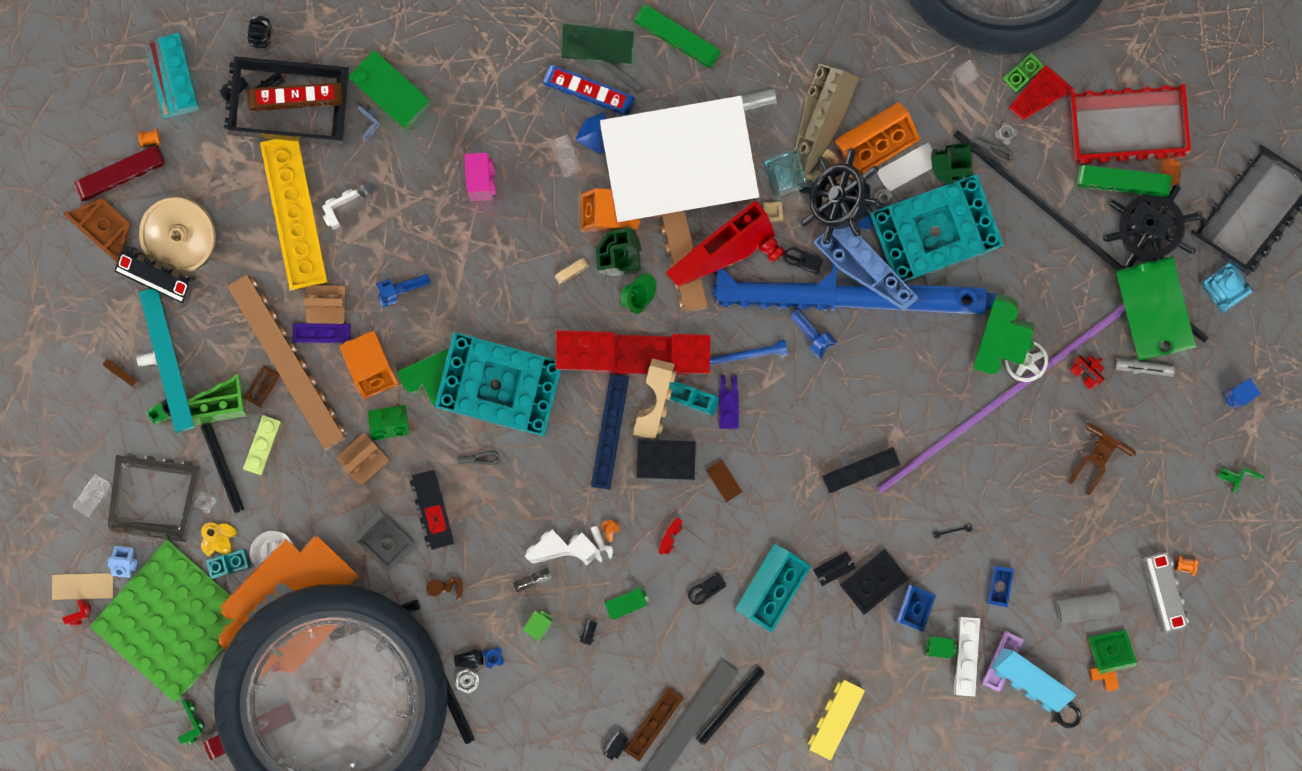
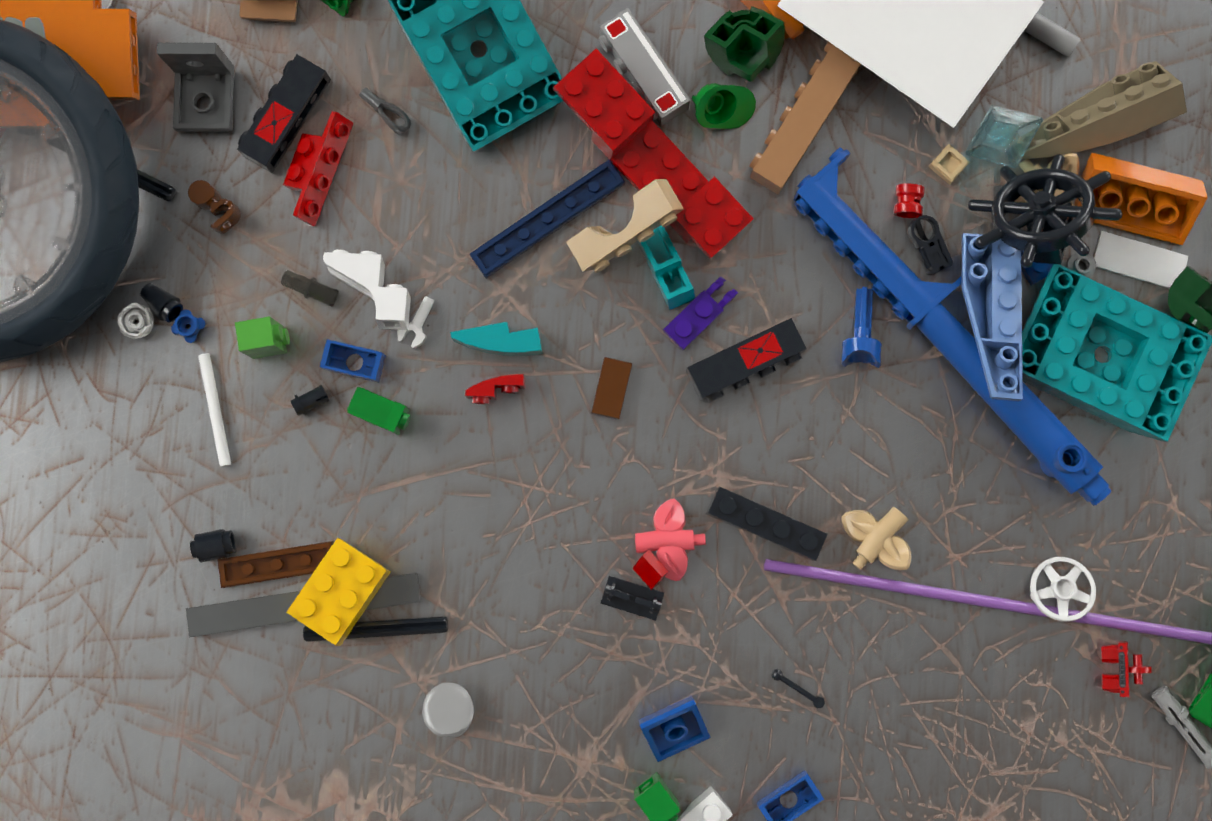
camera: 45 degrees right, 0 degrees up
(458, 715) = (98, 331): black axle -> none
(473, 519) = (316, 165): none -> red bracket
(547, 683) = (214, 410): none -> white bar
(572, 270) = (678, 16): tan beam -> none
(580, 601) = (336, 356): none -> blue piece
(581, 312) = (643, 66): none -> light grey brick
(610, 527) = (443, 315): orange plate -> none
(649, 512) = (499, 341): none -> teal slope
(666, 460) = (573, 304): black brick -> none
(697, 704) = (338, 592): none -> yellow brick
(709, 587) = (482, 483): black piece -> none
(726, 246) = (864, 143): red wedge -> none
(773, 403) = (746, 359): none -> black brick
(773, 588) = (546, 551): teal slope -> none
(778, 348) = (810, 309): blue piece -> none
(803, 707) = (448, 710): none -> light grey piece
(824, 524) = (670, 539): none -> coral plant
(829, 547) = (650, 569): none -> red tile
(836, 720) = (469, 760): light yellow brick -> none
(874, 582) = (660, 655): black plate -> none
(918, 424) = (878, 538): none -> tan plant
(1004, 336) = (1069, 538): green brick -> none
(1101, 453) = (1045, 772): reddish brown piece -> none

